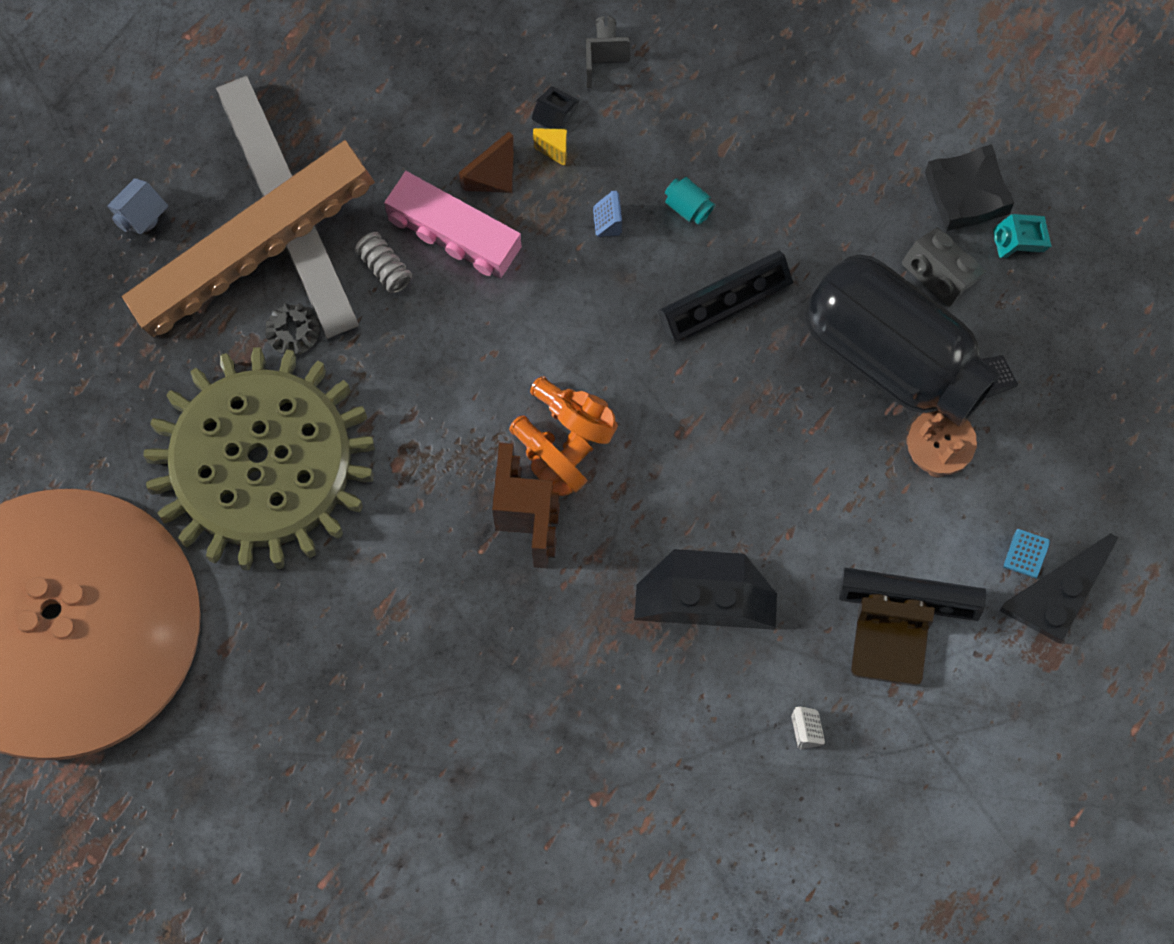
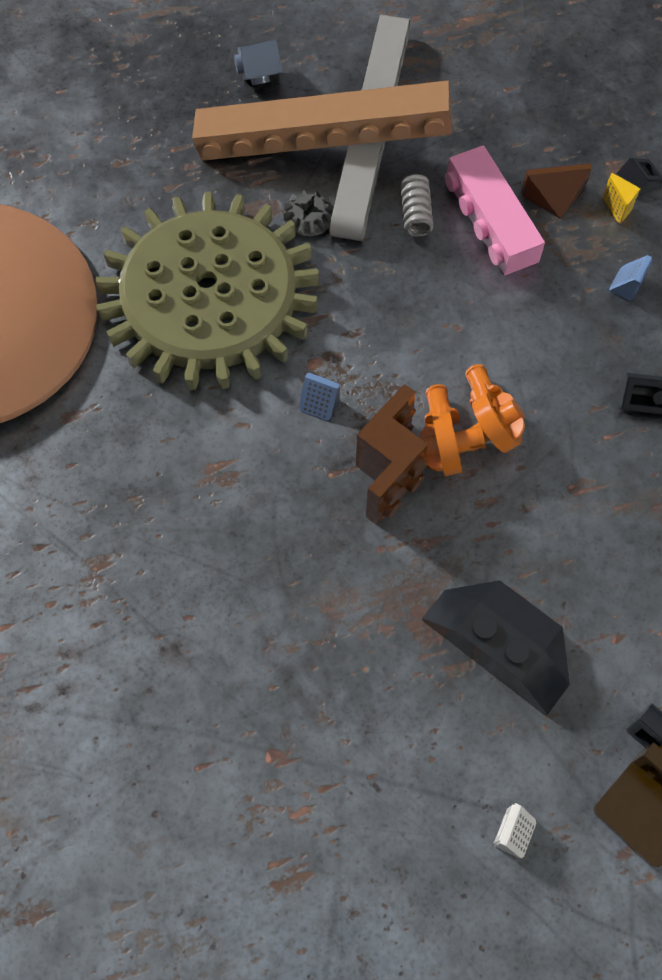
camera: 35 degrees right, 5 degrees down
(426, 493) = (319, 397): none -> medium blue slope

